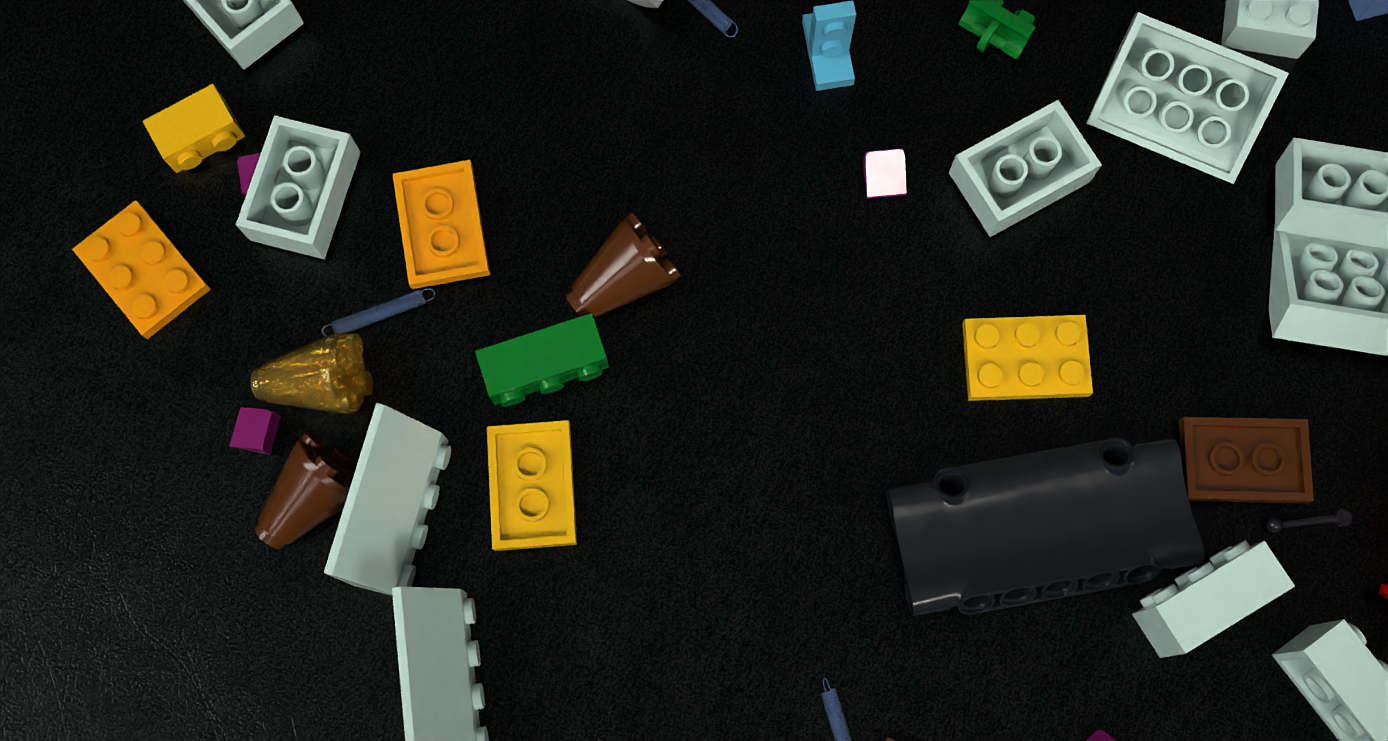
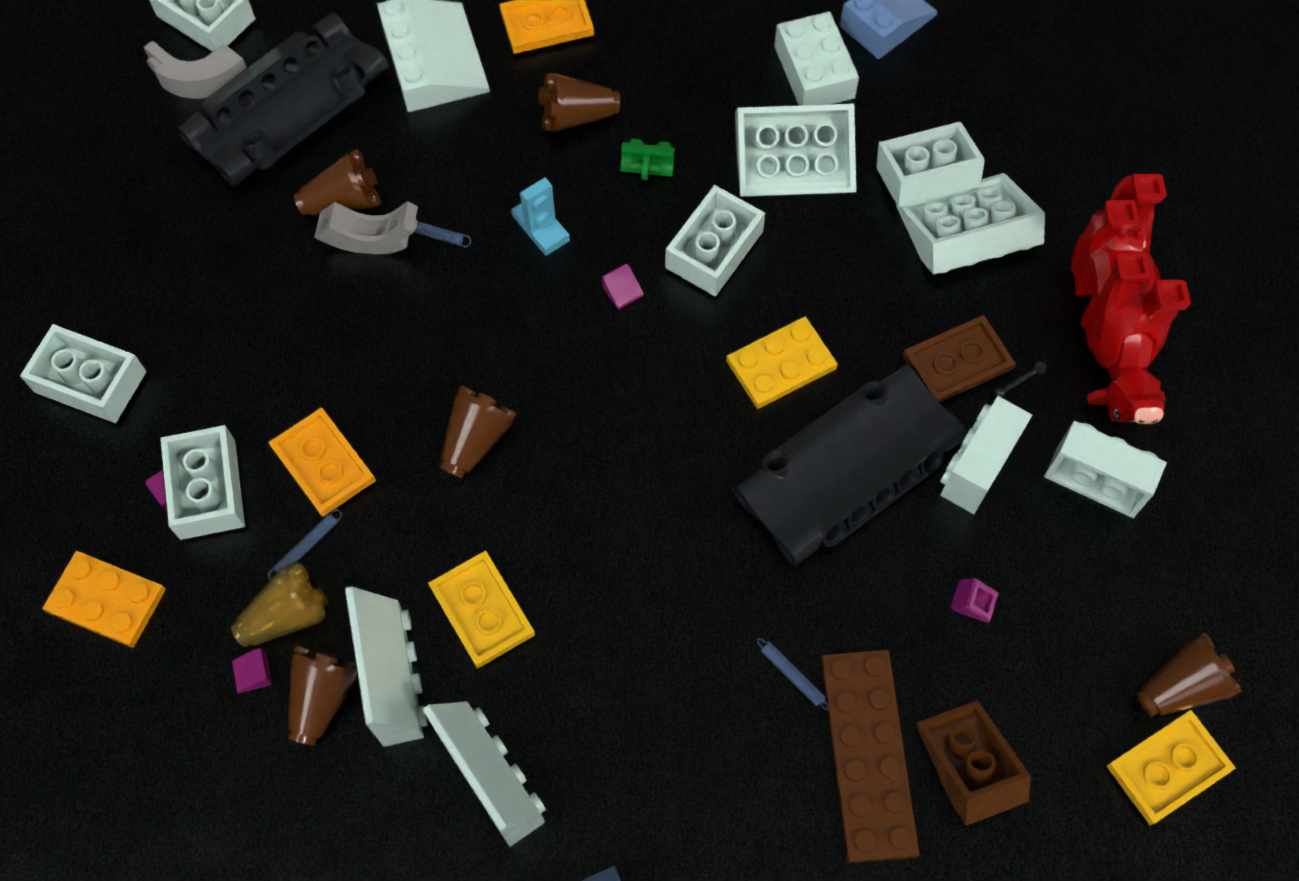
camera: 30 degrees left, 10 degrees down
(194, 129) = (98, 479): yellow brick -> none
(542, 360) = (445, 519): green brick -> none

